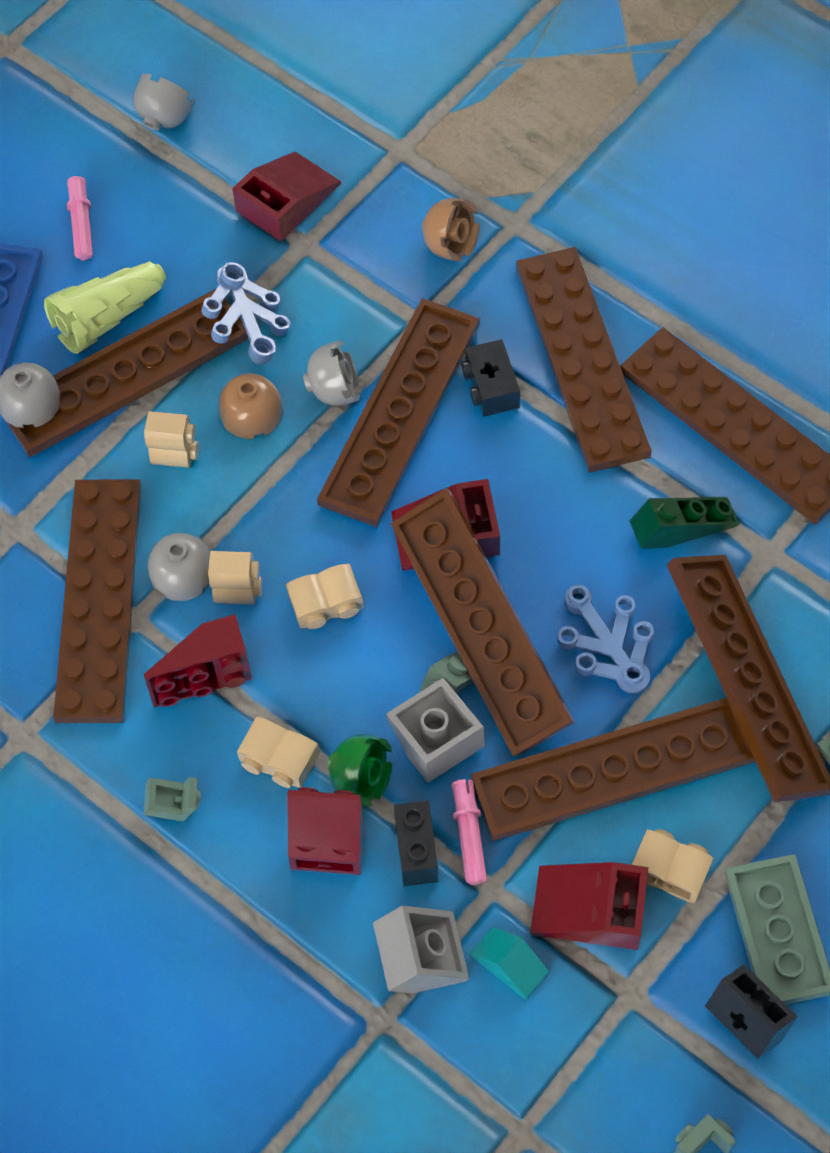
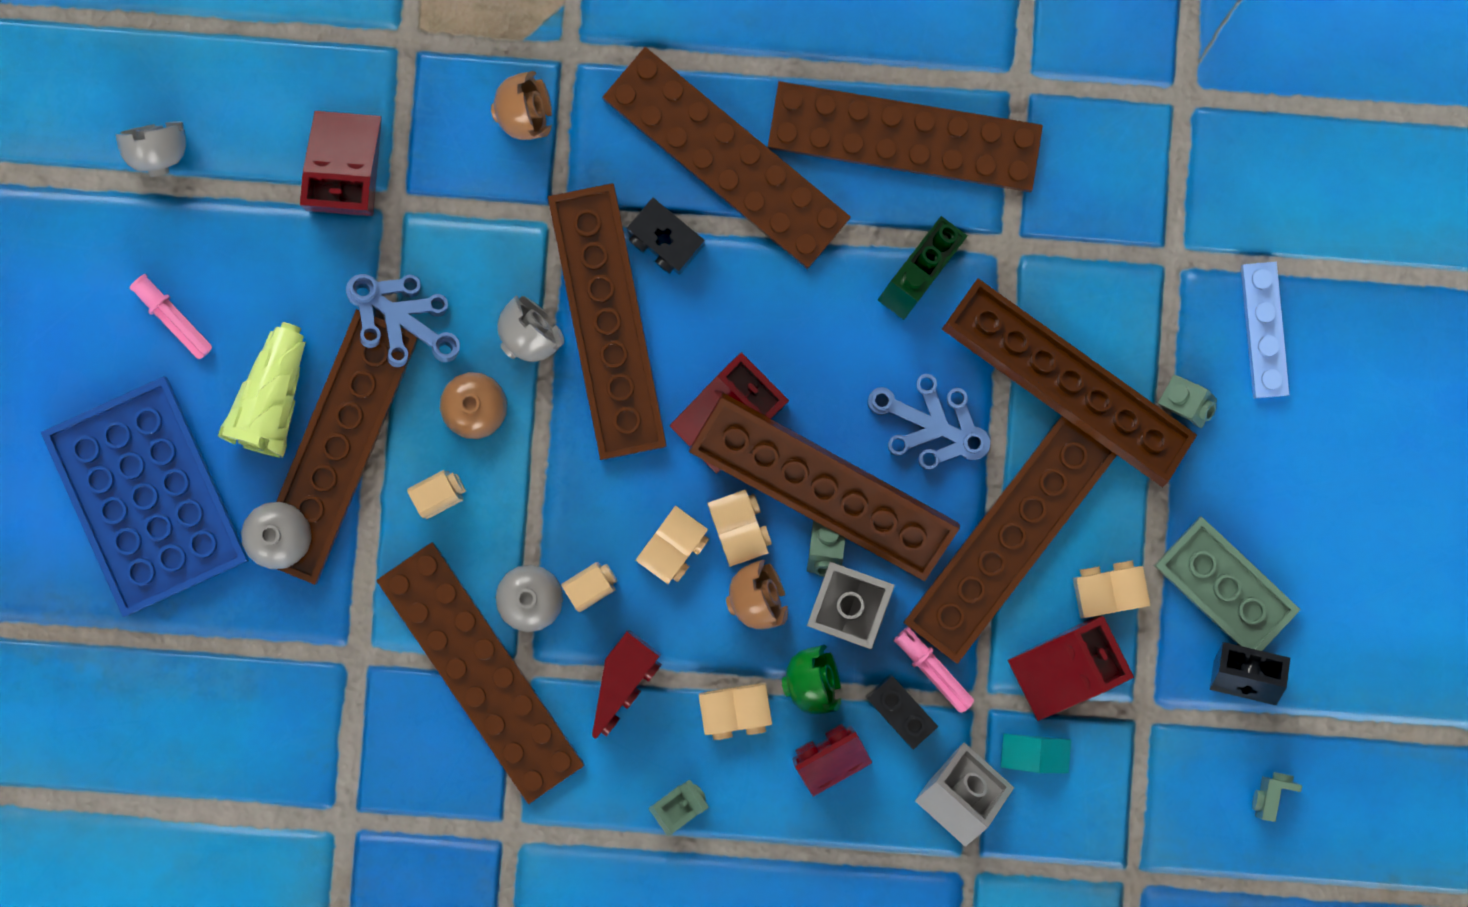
camera: 40 degrees left, 25 degrees up
(364, 674) = (755, 596): none -> medium nougat cylinder
(388, 616) = (739, 528): none -> tan brick

